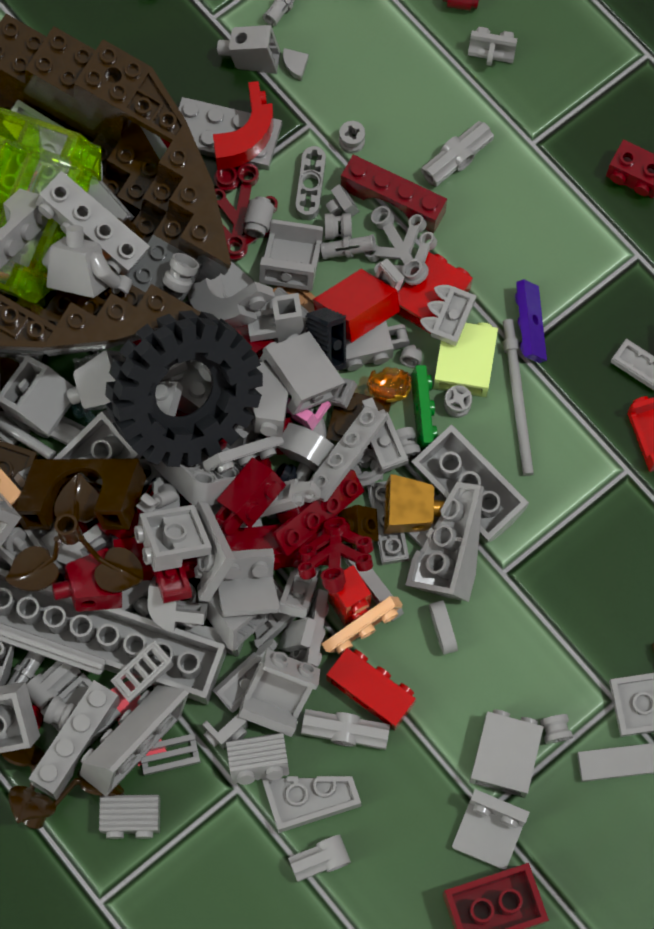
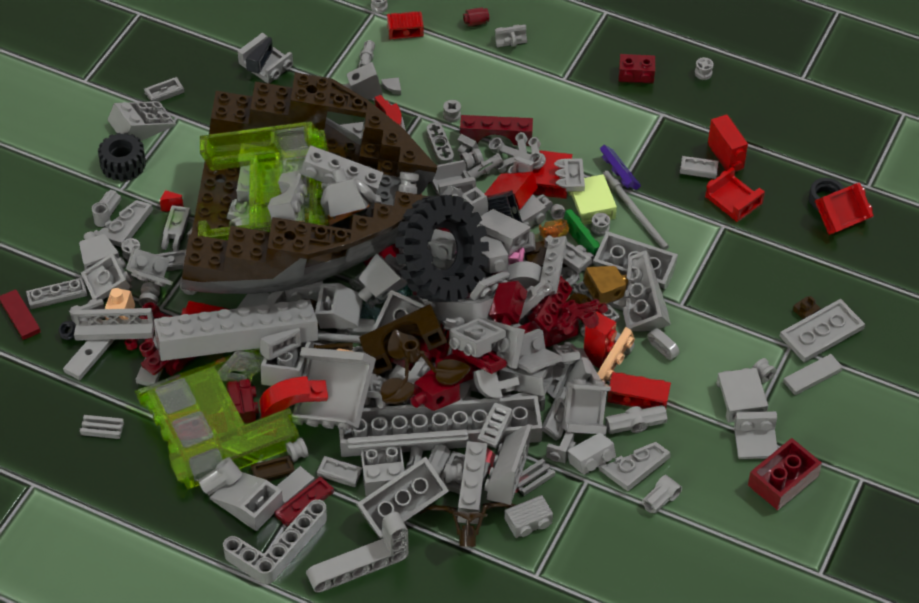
camera: 25 degrees left, 20 degrees down
(457, 153) = (522, 96): light grey piece -> none

